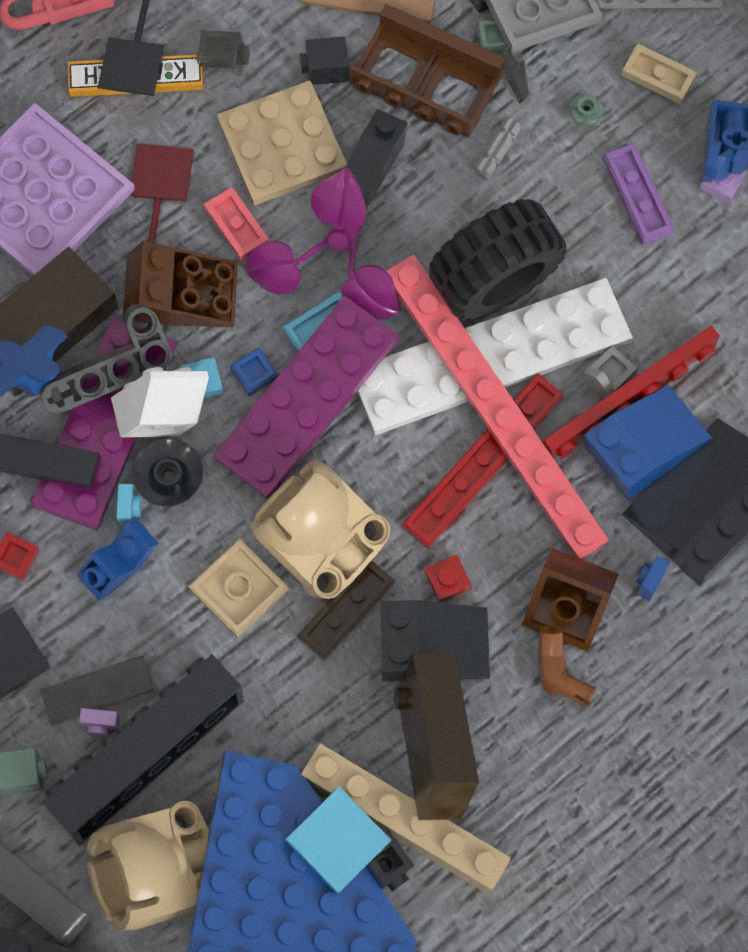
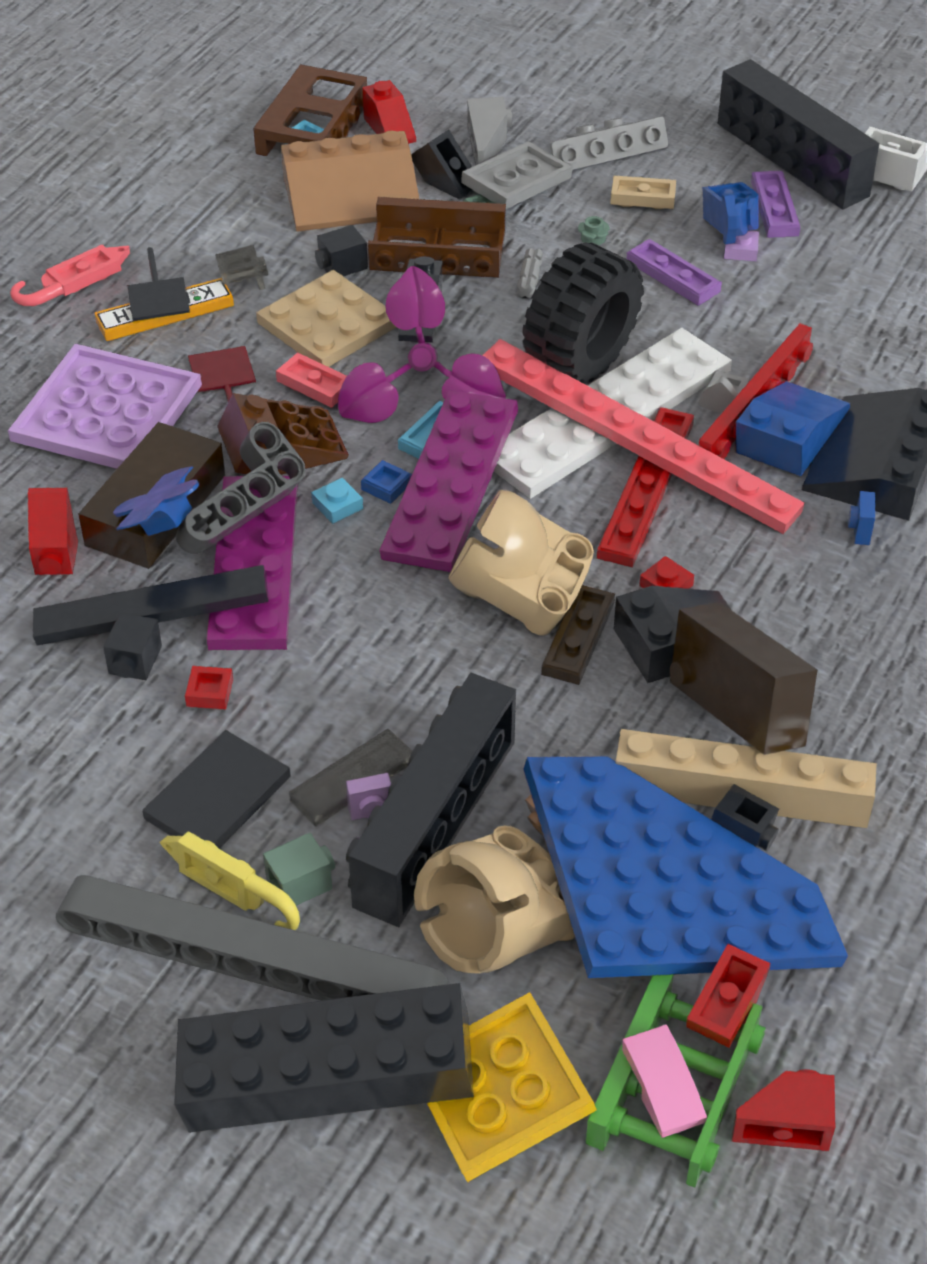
camera: 20 degrees left, 25 degrees down
(117, 562) = (328, 655): blue slope -> none
(128, 504) = (311, 610): medium azure plate -> none
(160, 403) = (309, 505): white slope -> none
(163, 457) = (339, 573): black dish -> none
(238, 588) = (458, 645): tan tile -> none
(338, 840) = (689, 799): medium azure tile -> none
(516, 76) = (519, 224): clear smoke bar -> none
(552, 668) = (817, 615): dark orange arm -> none
(571, 596) = (797, 557): reddish brown slope -> none

